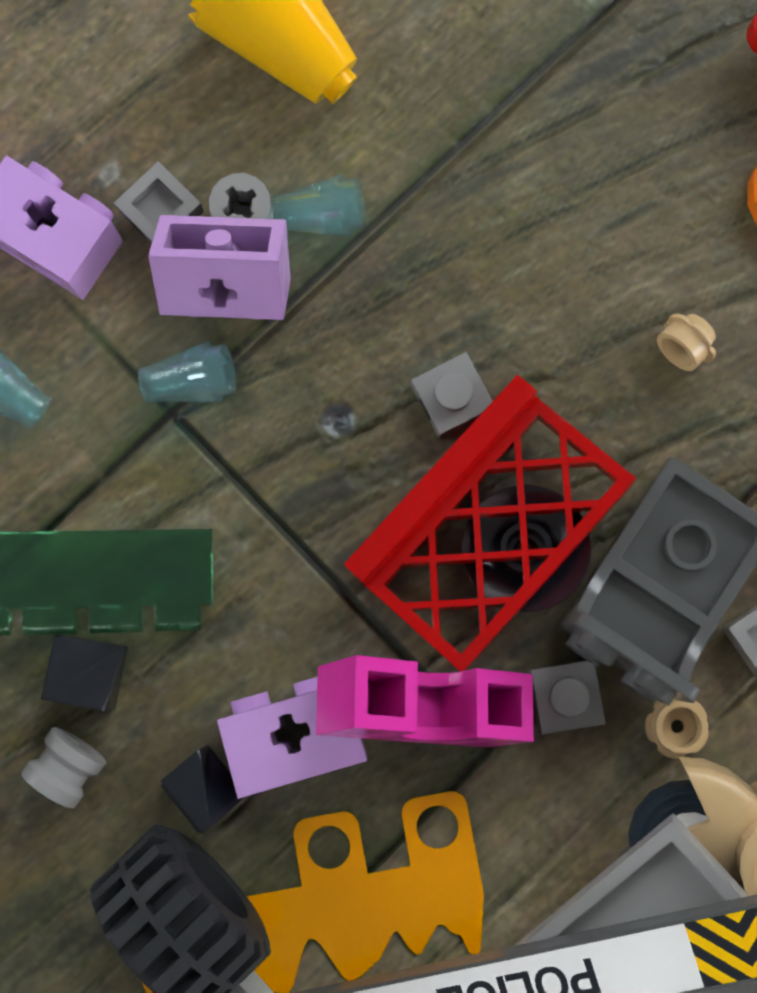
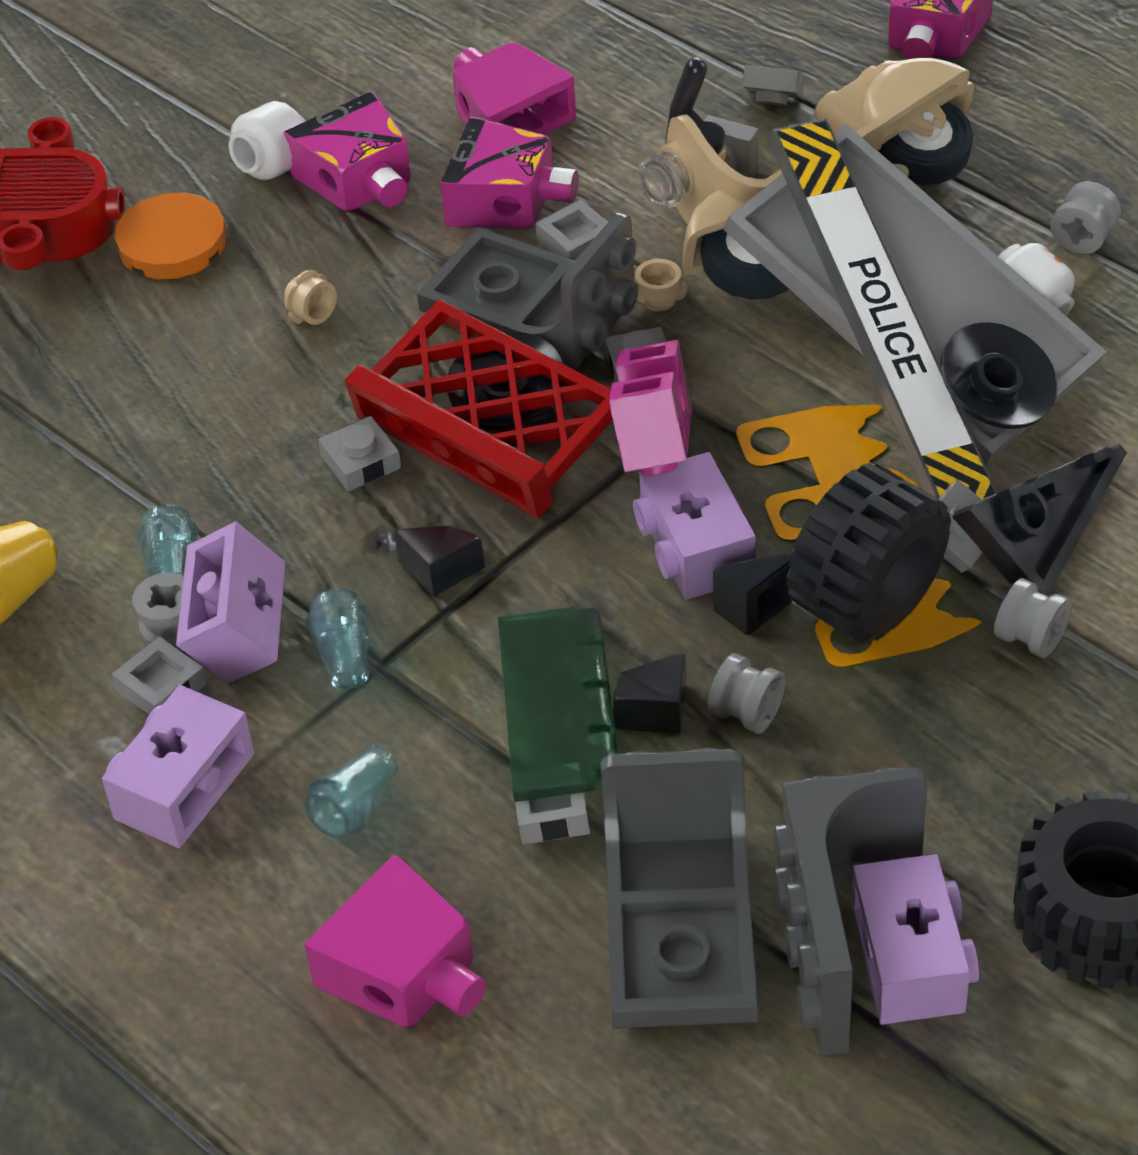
camera: 90 degrees left, 35 degrees down
(296, 472) = (439, 555): none -> black slope

